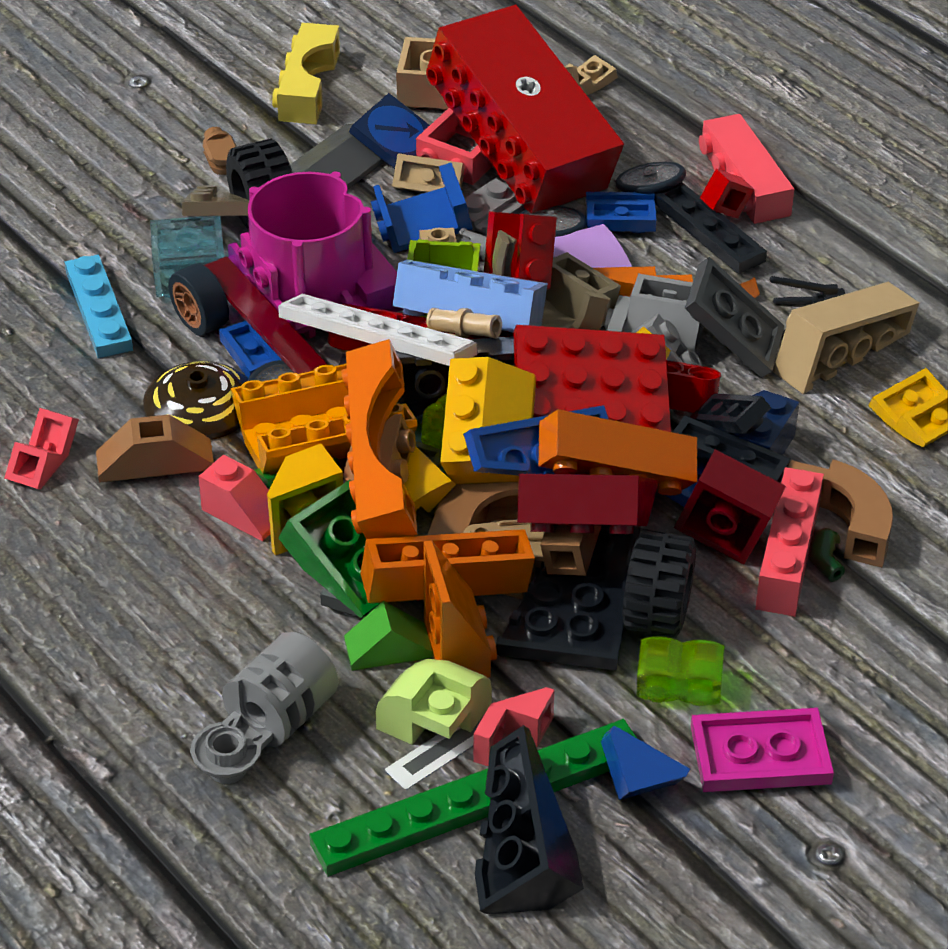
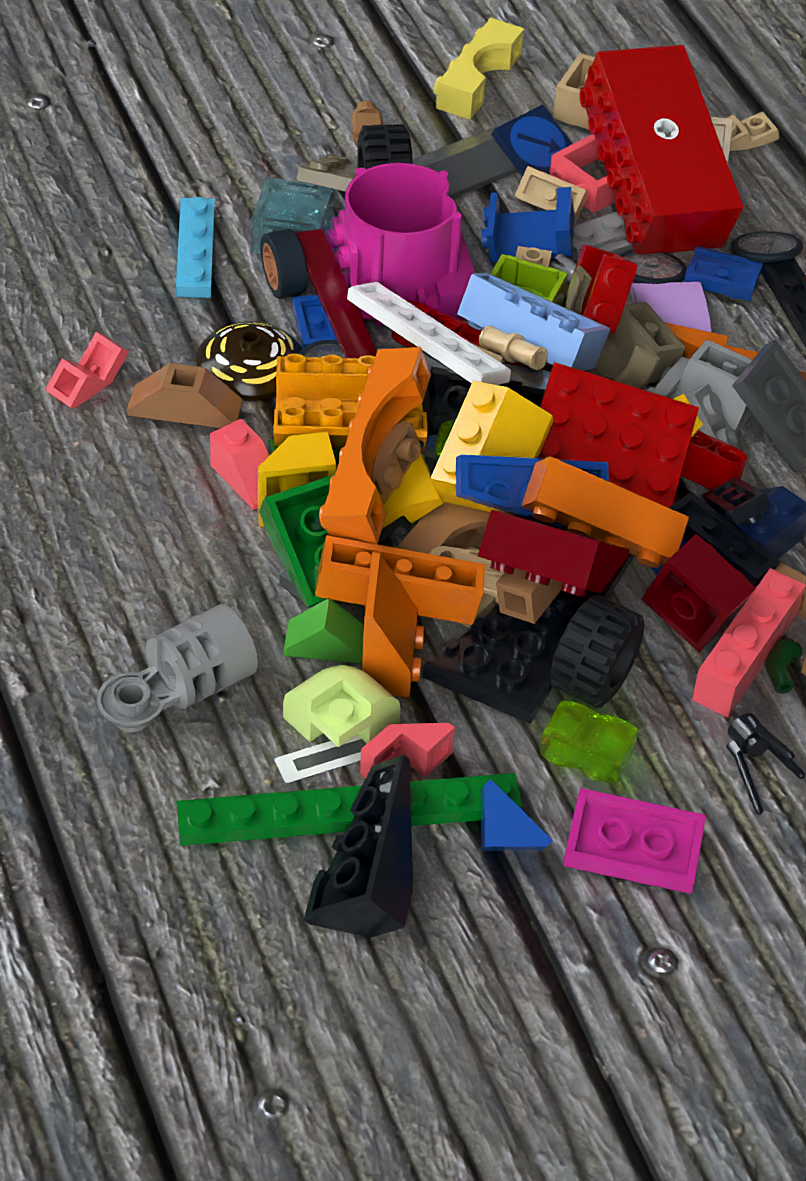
camera: 15 degrees right, 5 degrees up
(830, 627) = (754, 739): none -> black plant

